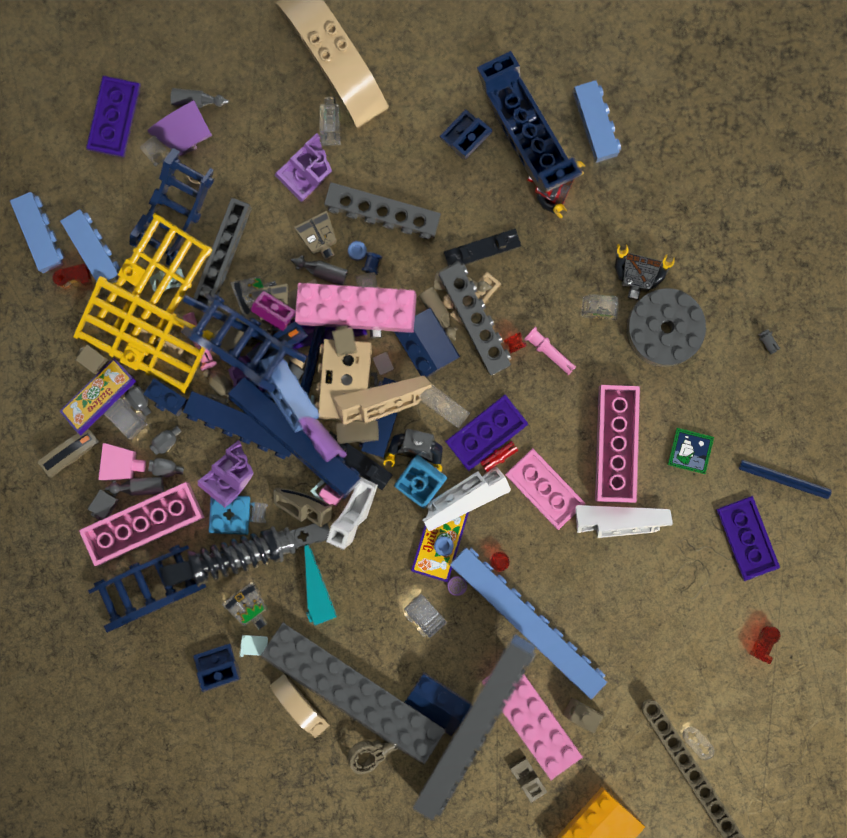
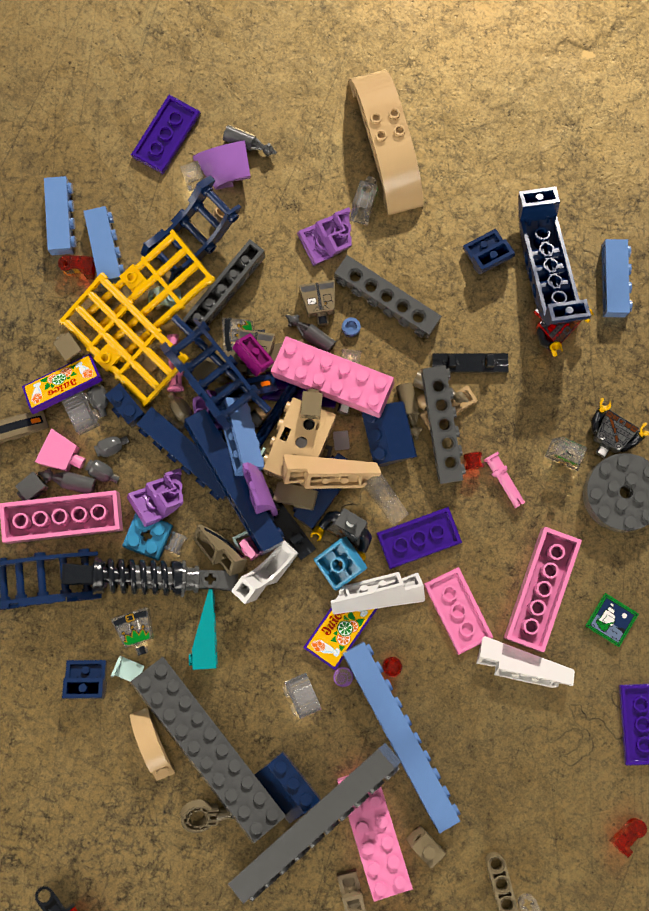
camera: 20 degrees right, 5 degrees down
(371, 263) = (361, 342): dark blue bush -> none
(443, 546) = (342, 633): medium blue tile -> none
(499, 456) = (423, 564): red pin -> none

